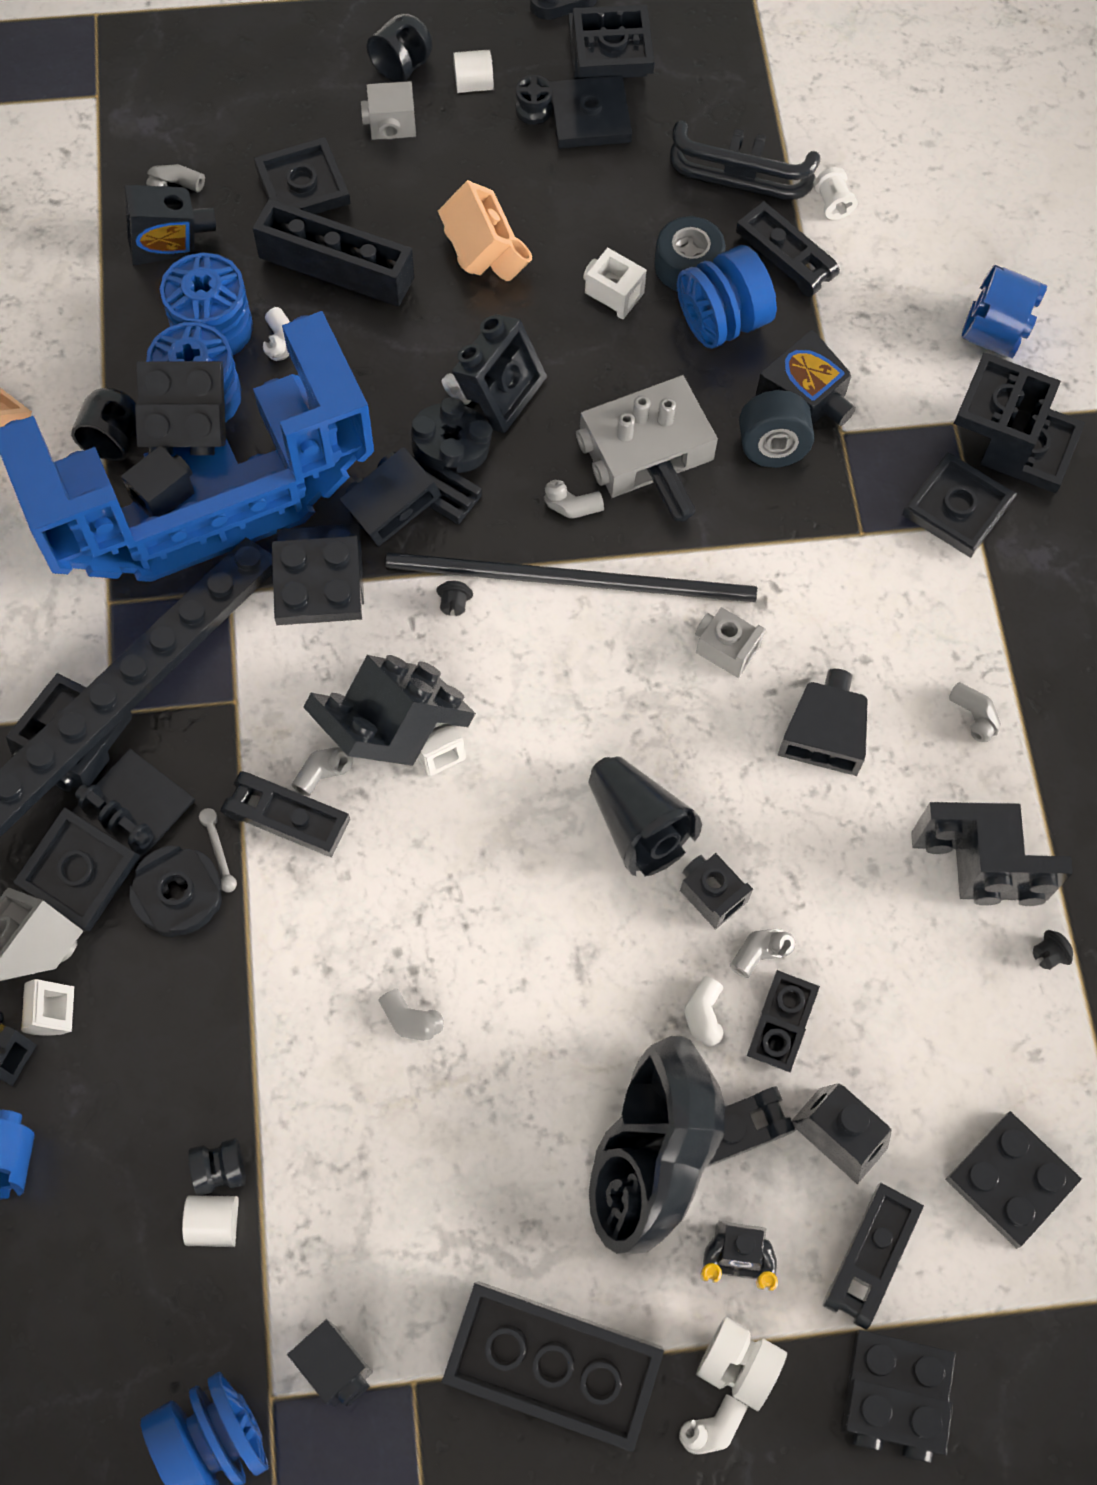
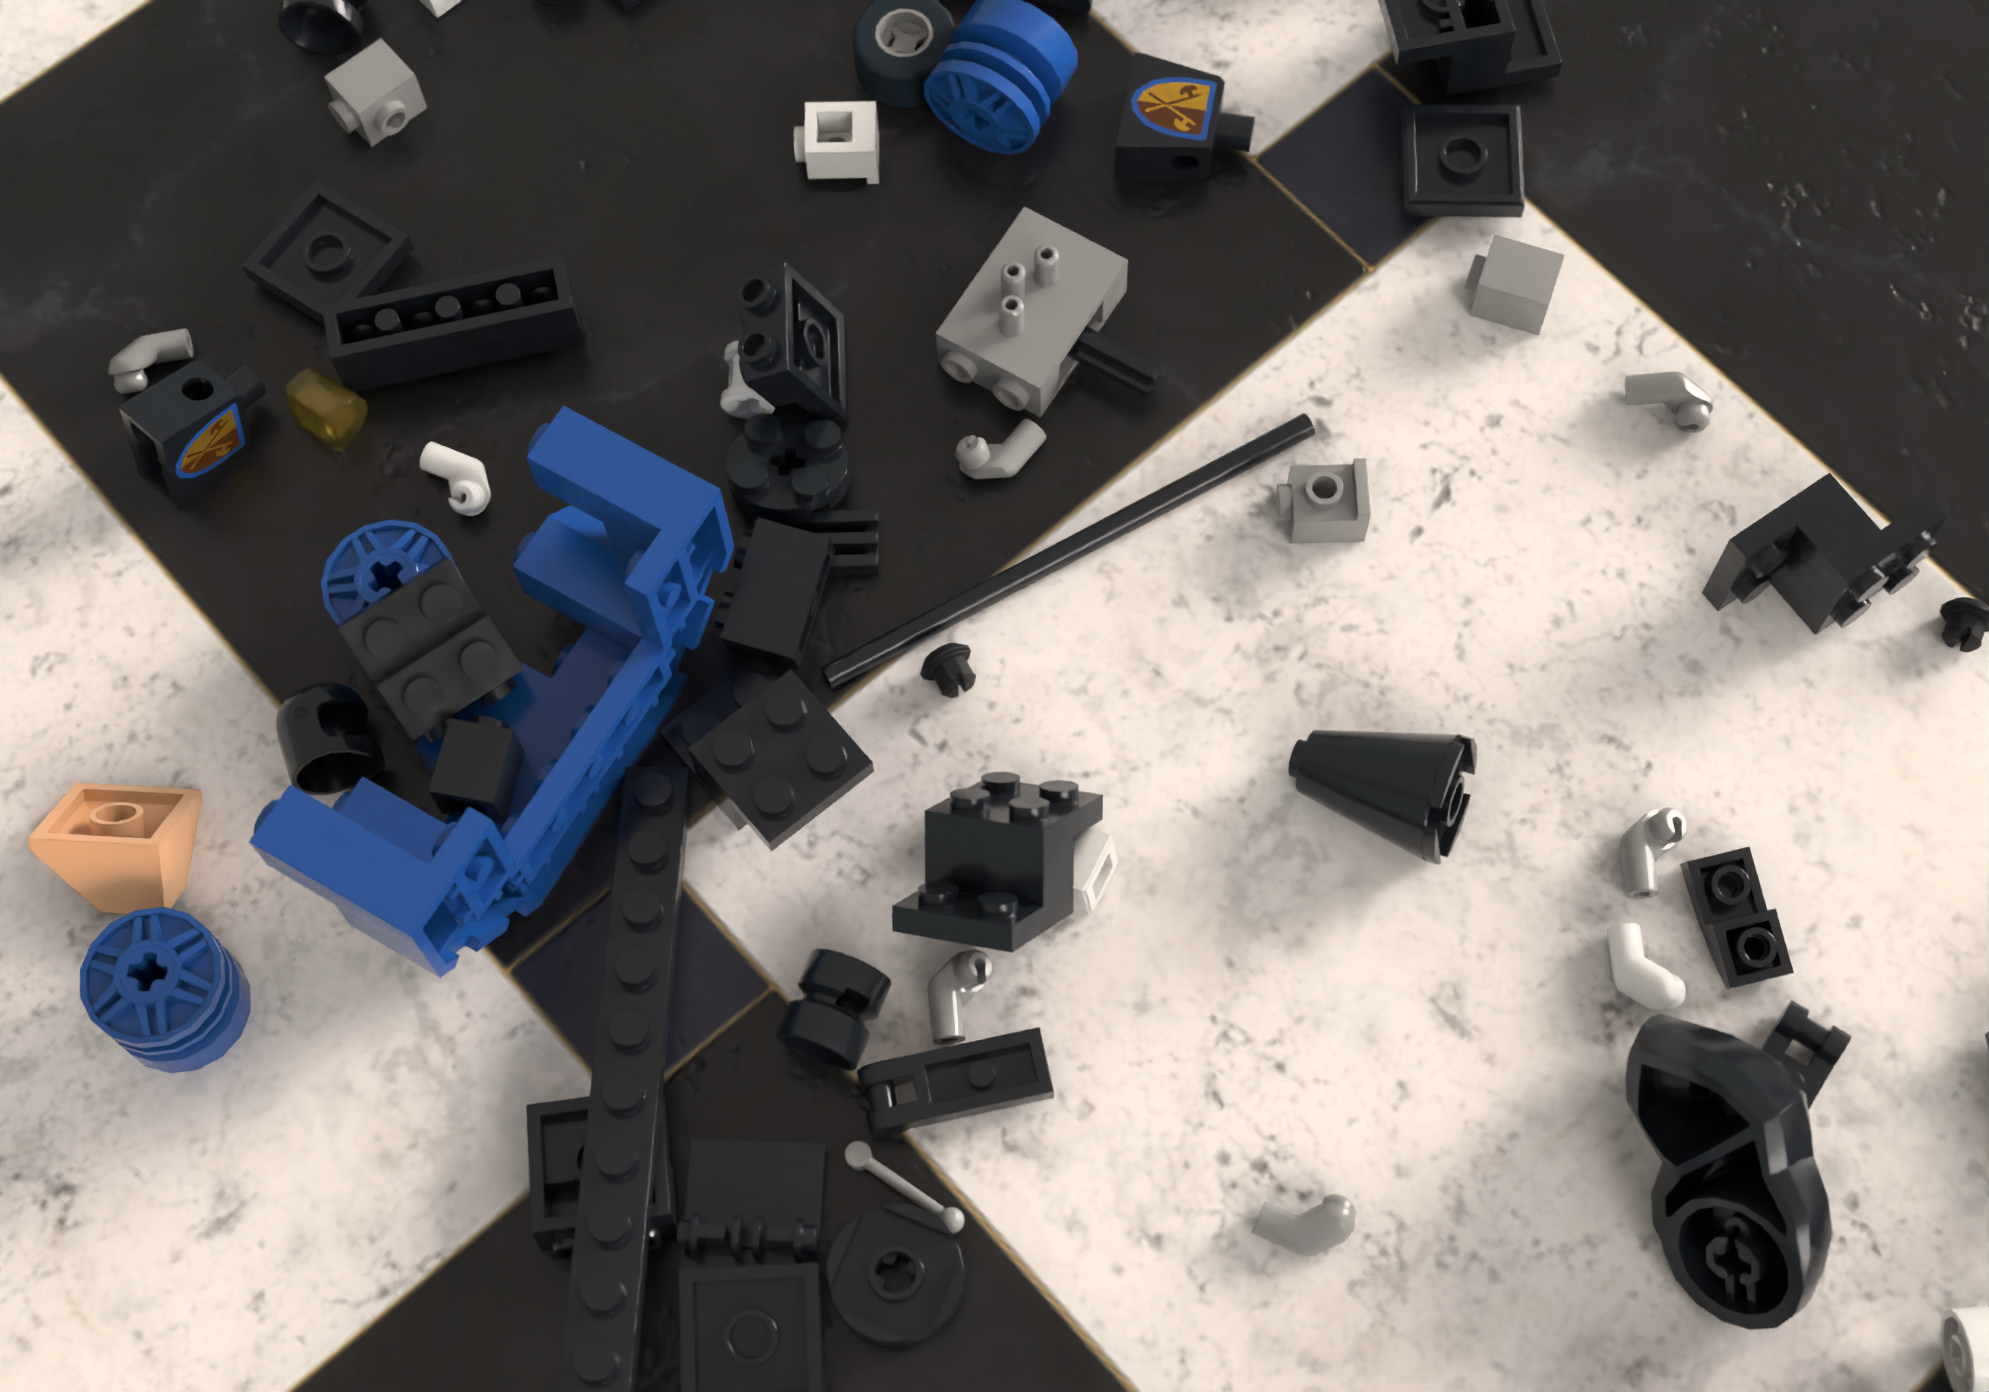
camera: 30 degrees left, 0 degrees up
(208, 292) = (331, 484): blue wheel -> none
(237, 740) = (832, 1014): none -> black wheel
(240, 249) = (325, 408): none -> clear yellow brick
(482, 233) = (626, 181): light nougat hinge -> none
(714, 903) = (1549, 836): black brick -> none
(740, 1250) = (1907, 1221): black piece -> none
(776, 429) = (1183, 203): black wheel -> none
(829, 726) = (1521, 527): black torso -> none
(844, 1130) = (1912, 997): black torso -> none
(933, 590) = (1514, 284): none -> light grey brick

